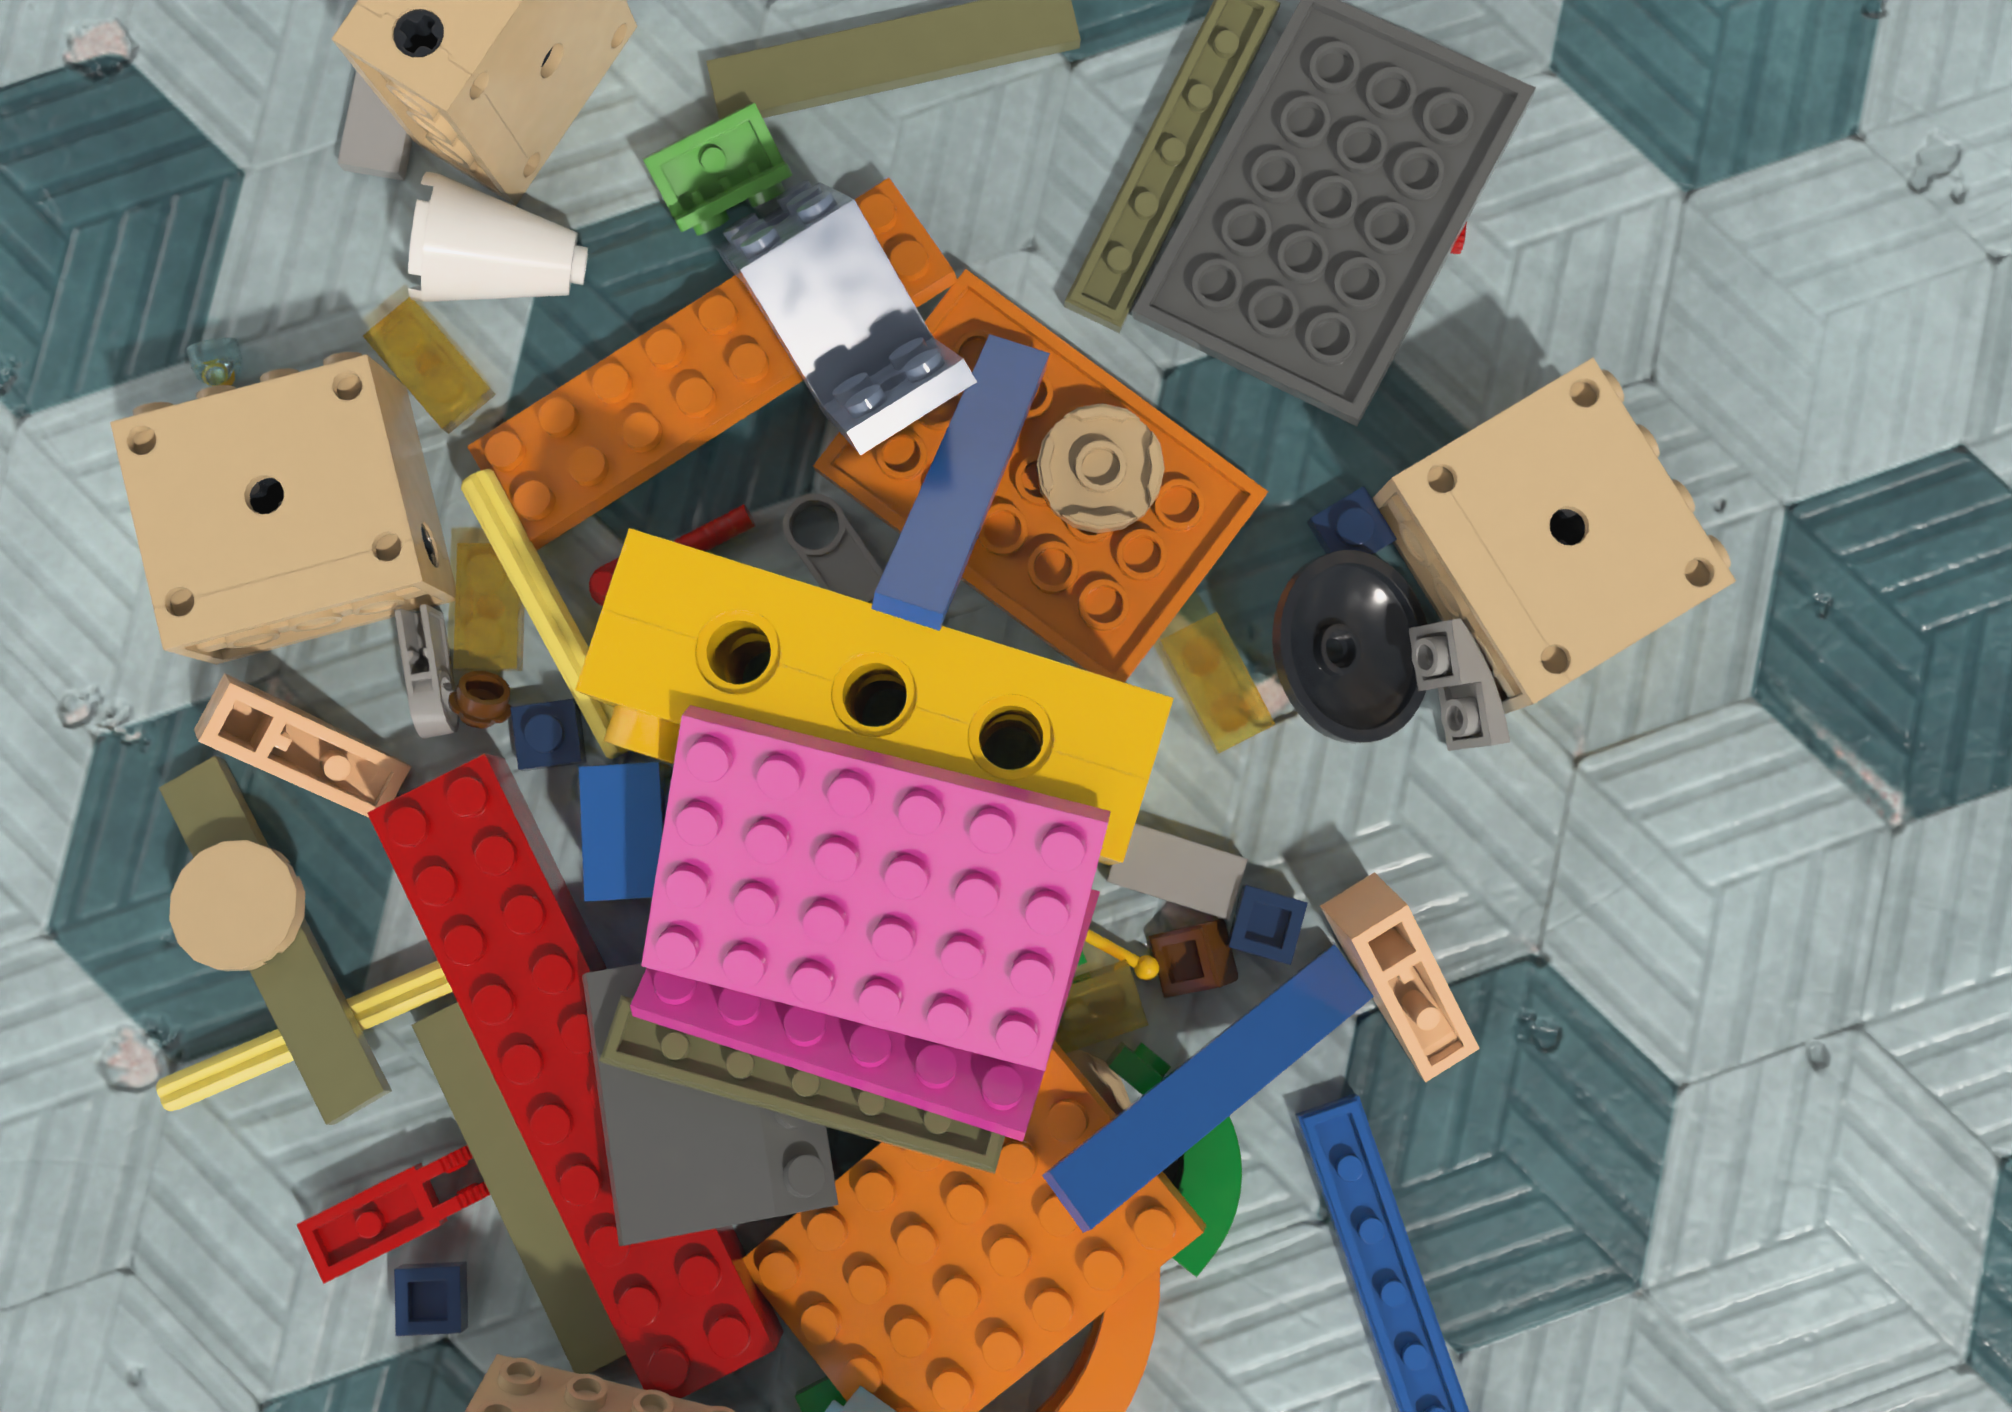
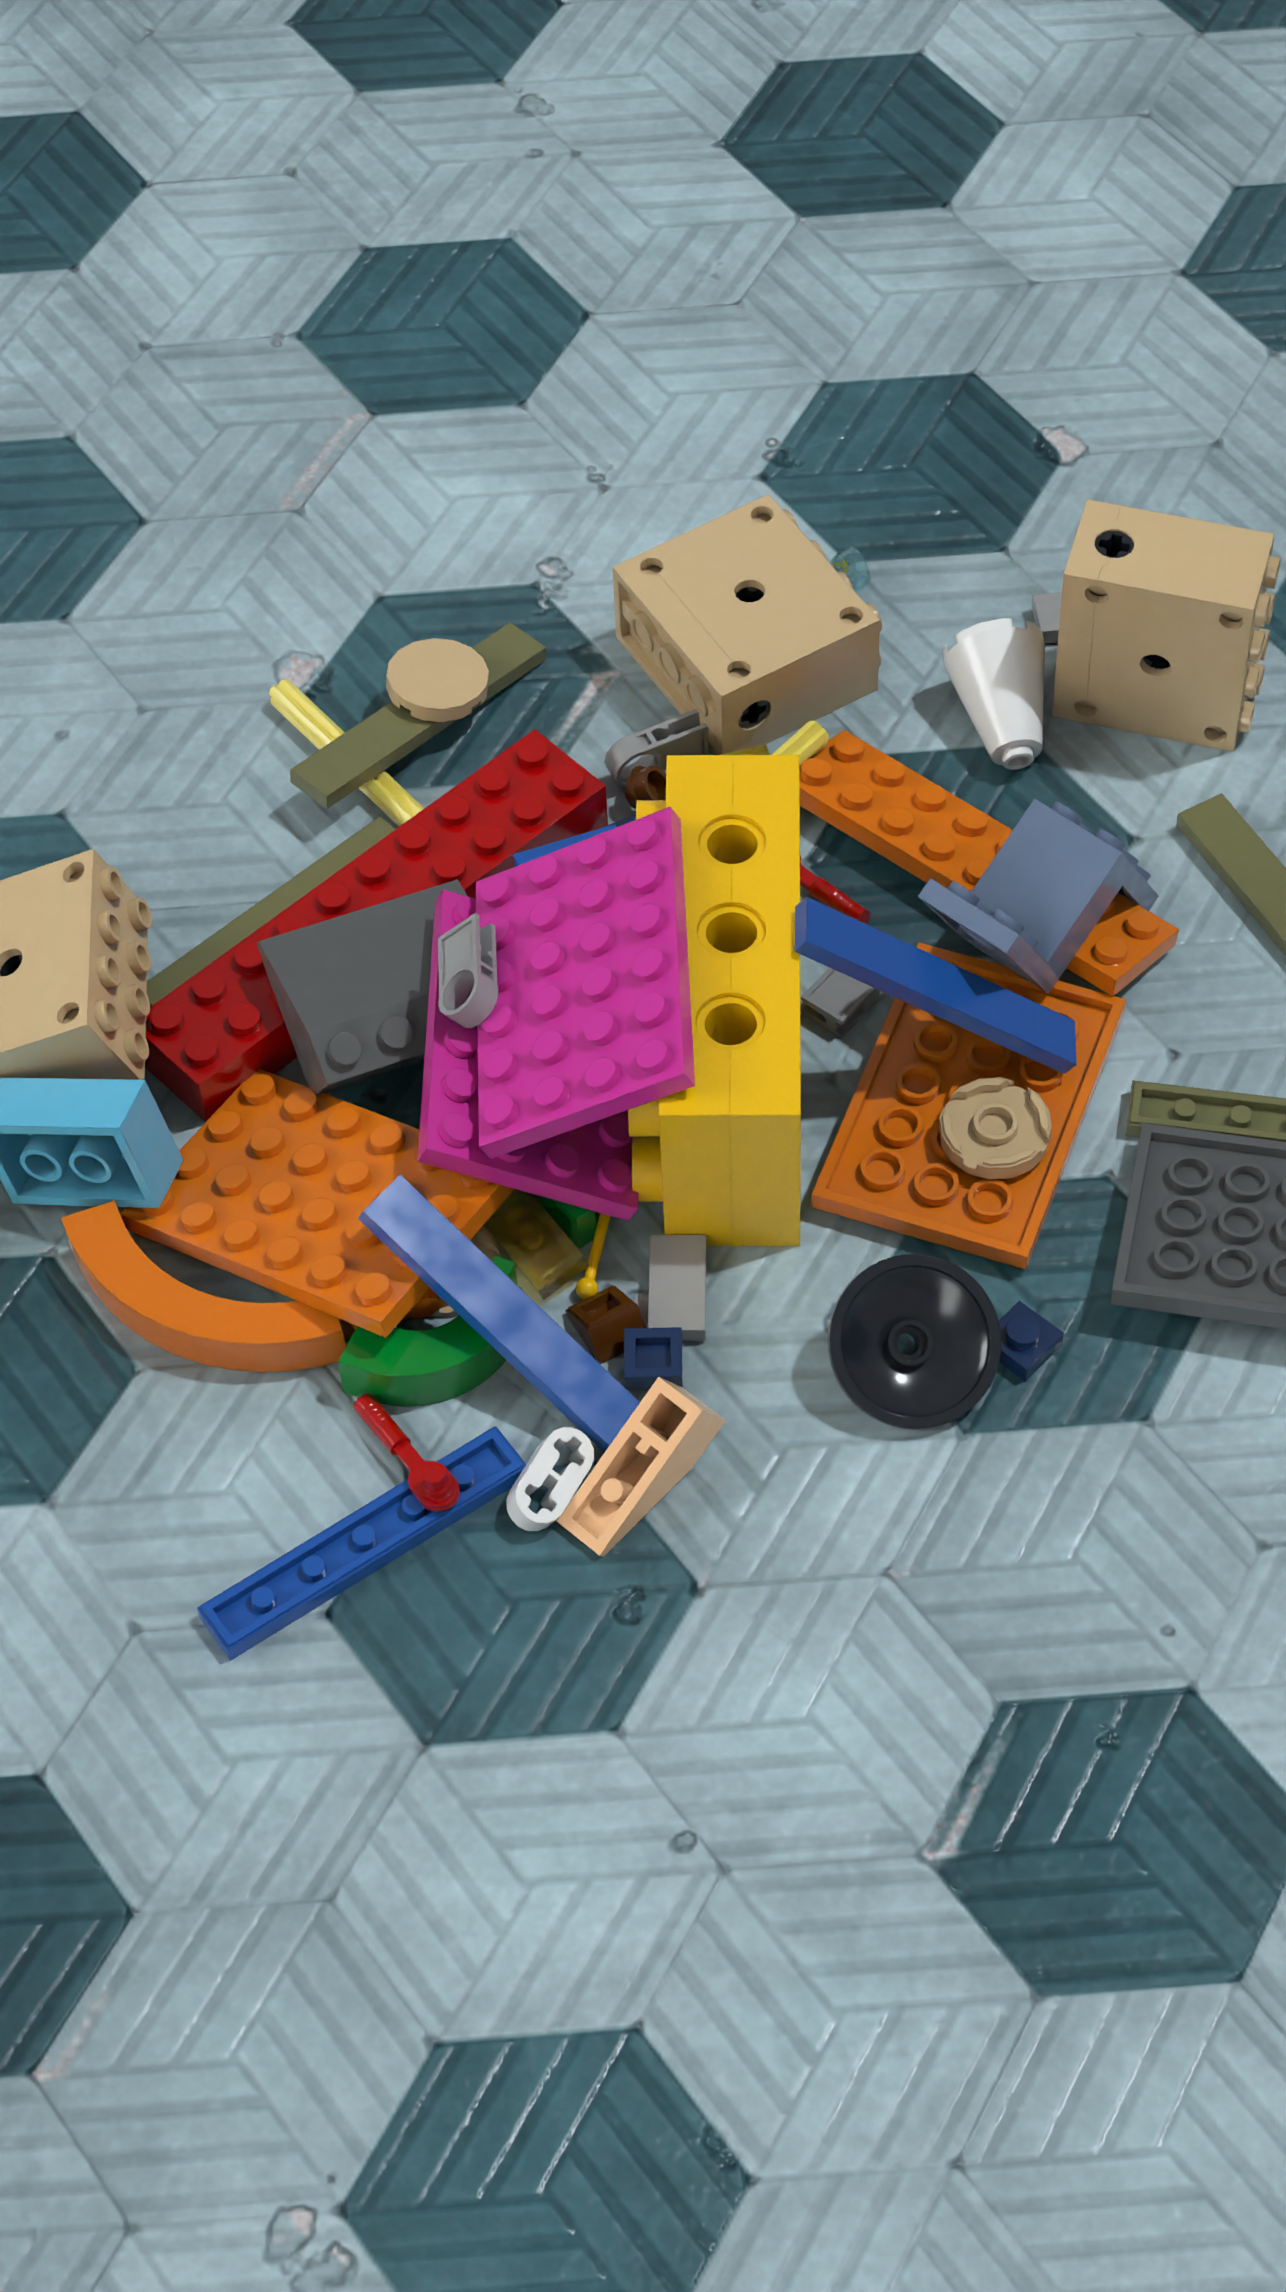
camera: 75 degrees right, 30 degrees down
(298, 747) = (572, 681): light nougat slope -> none
(385, 1216) = (229, 841): red hinge -> none
(429, 365) = (899, 694): clear yellow plate -> none
(431, 1298) = (172, 883): dark blue plate -> none
(718, 170) = (1139, 818): bright green bracket -> none
(769, 1085) = (408, 1022): olive tile -> none
(785, 1015) = (466, 965): none -> light grey piece
(1216, 683) = (828, 1273): clear yellow plate -> none
(1352, 1209) = (427, 1480): none -> red piece
(1385, 1077) = (560, 1485): none -> white beam
(1469, 700) = (923, 1427): light grey slope -> none
(1553, 535) = (1066, 1460): tan gear -> none

